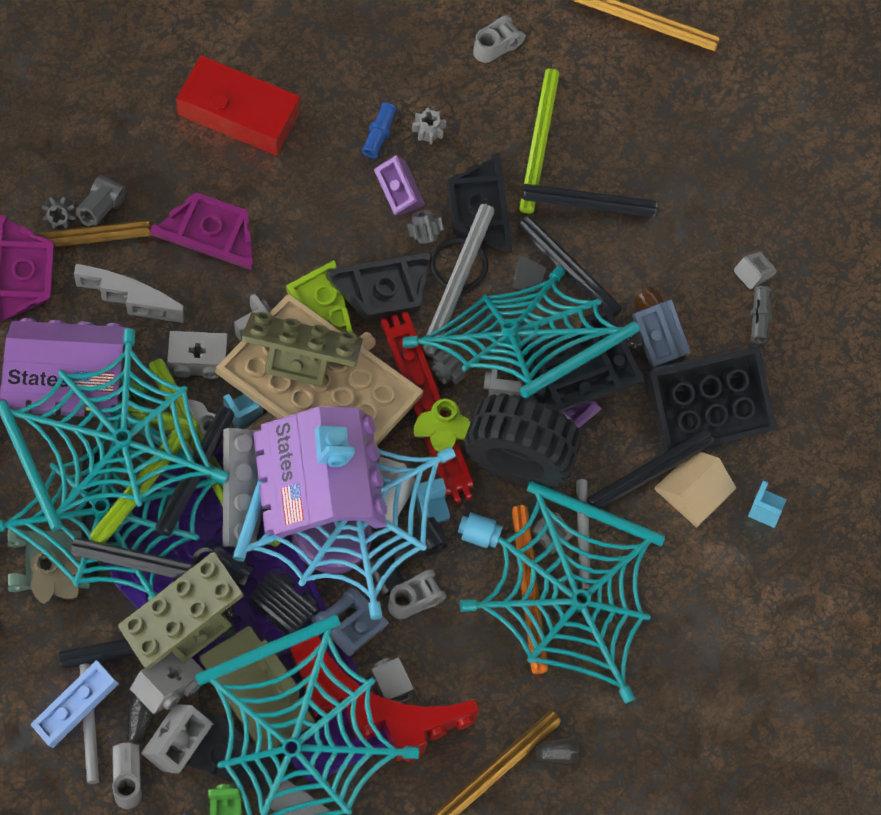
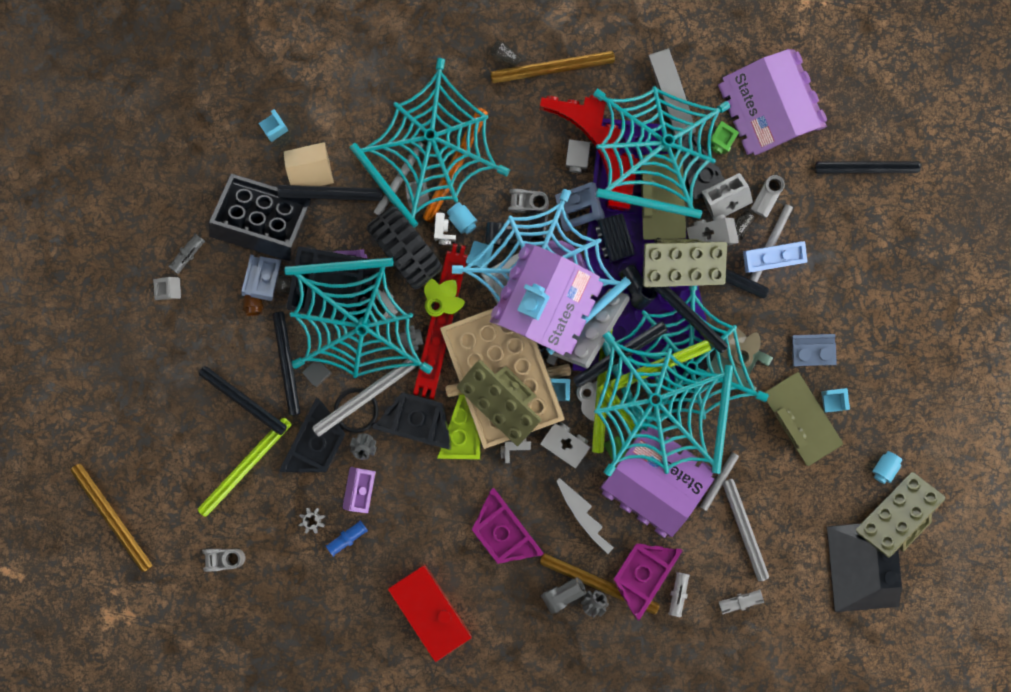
camera: 140 degrees left, 20 degrees up
(498, 505) = (441, 226): none -> white bracket

